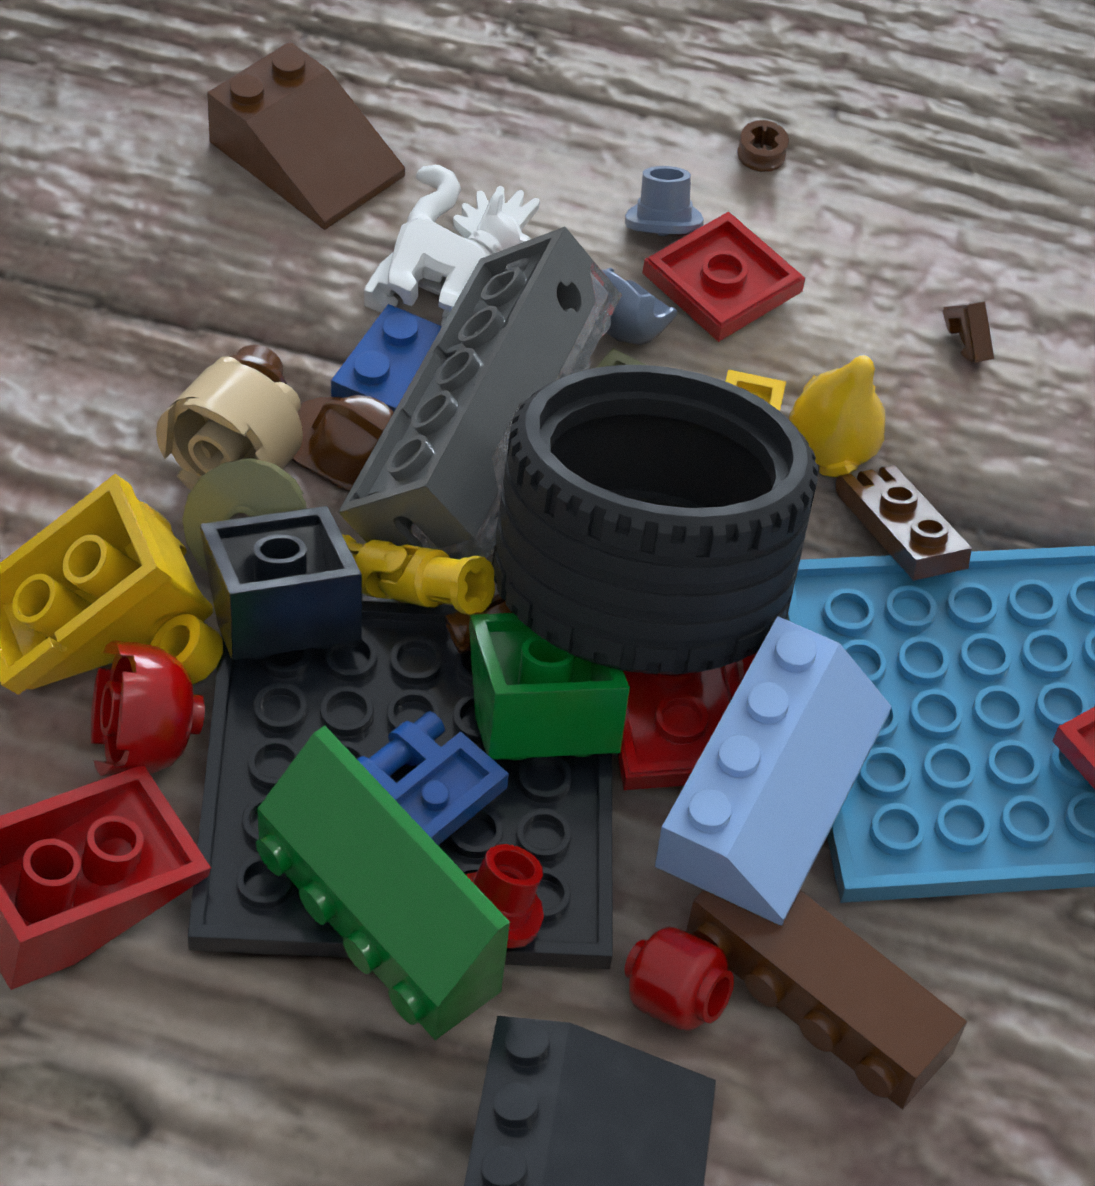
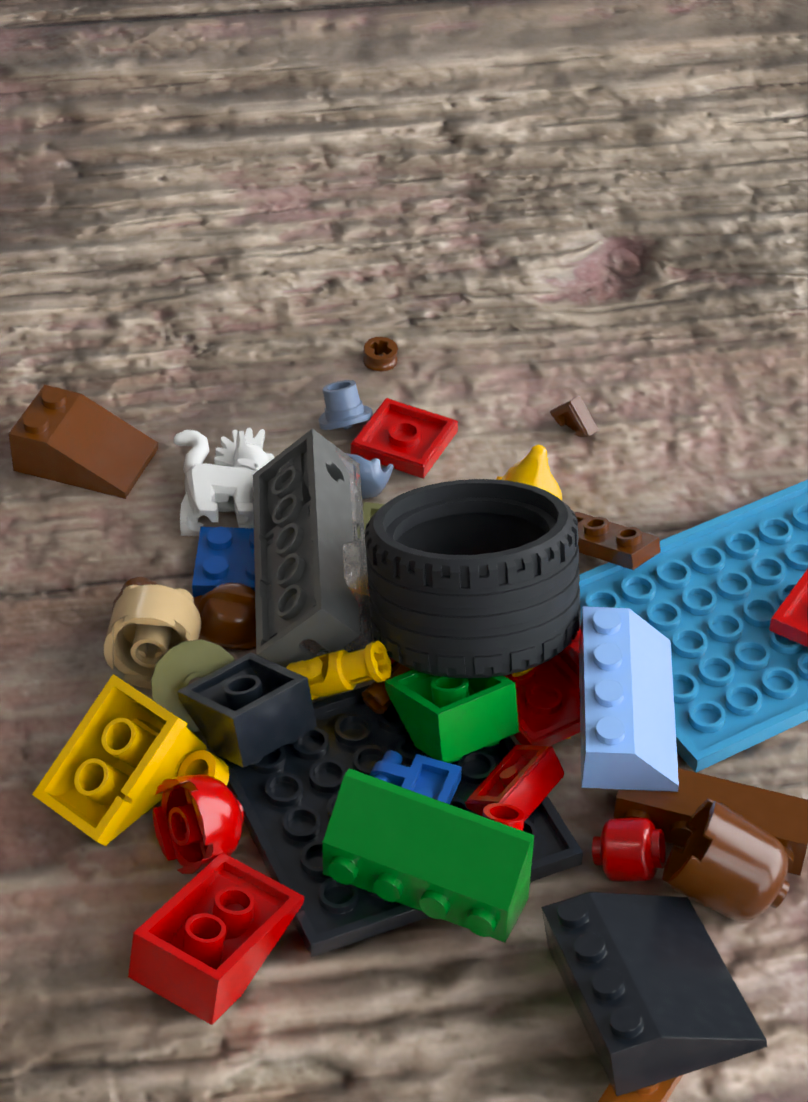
camera: 20 degrees left, 10 degrees down
(579, 825) = (519, 780): none -> red slope
(789, 1062) = (728, 864): none -> reddish brown cylinder

